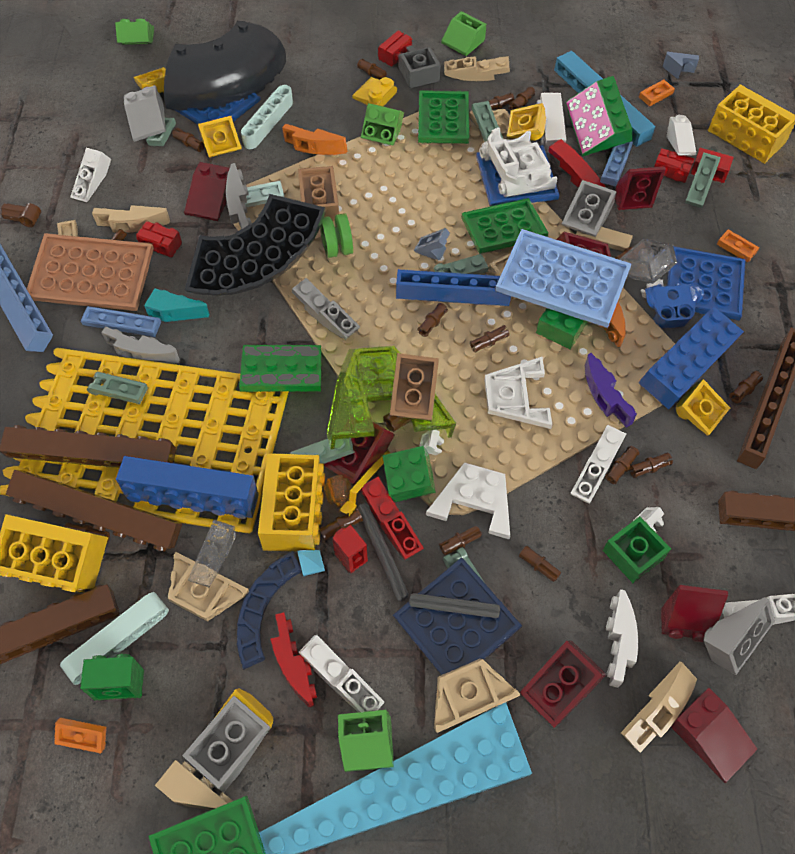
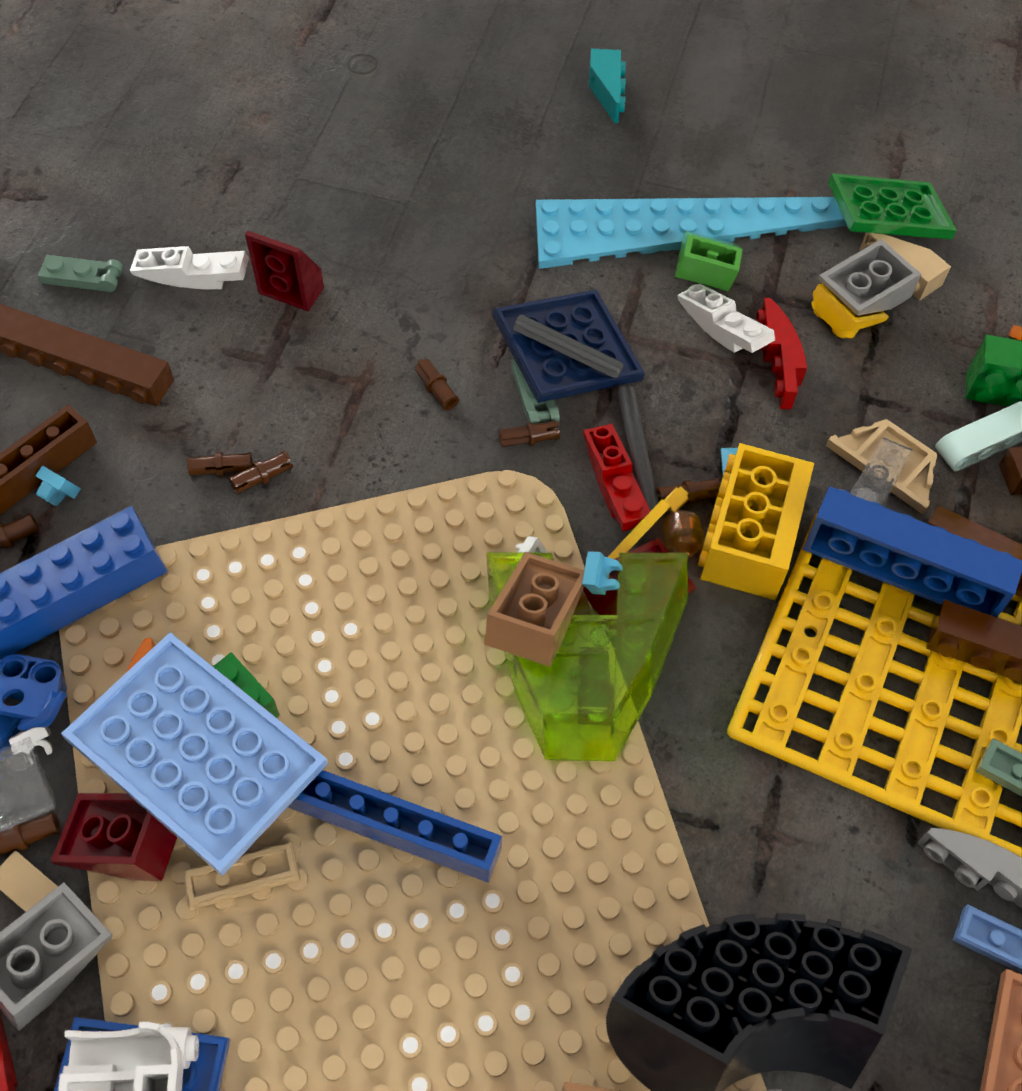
camera: 165 degrees left, 0 degrees up
(174, 307) = (936, 952): teal slope -> none
(255, 605) = (826, 416): dark blue tile -> none
(280, 368) = (740, 757): green plate -> none
(324, 311) = (641, 847): light grey slope -> none
(337, 235) = (584, 1006): bright green wheel -> none
(342, 448) = (715, 595): sand green plate -> none
(350, 548) = (685, 441): red brick -> none
(382, 415) = (597, 573): none -> medium azure tile
(409, 474) = (575, 518): green brick -> none
(432, 319) = (451, 777): reddish brown pin -> none
(433, 244) = (392, 949): sand blue slope -> none
(469, 693) = (576, 273): tan wing -> none
(470, 265) = (355, 882): sand green plate -> none
(479, 490) = (484, 485): white wing -> none
(489, 338) = (367, 713): reddish brown pin -> none
(501, 224) = (227, 963): green plate -> none
(509, 397) = (376, 611): white wing -> none
(562, 683) = (463, 260): dark red slope -> none
(598, 464) = (300, 477): white slope -> none
(601, 386) = (227, 574): dark purple slope -> none
(623, 631) = (373, 281): white slope -> none
(636, 549) = (308, 357): green brick -> none
(652, 516) = (266, 396): white tile -> none
(663, 709) = (361, 211): tan slope -> none
(702, 407) = (90, 509): yellow slope -> none
(714, 734) = (329, 189): dark red slope -> none
(738, 635) = (229, 231): light grey slope -> none
(739, 422) = (54, 487): none -> medium azure tile

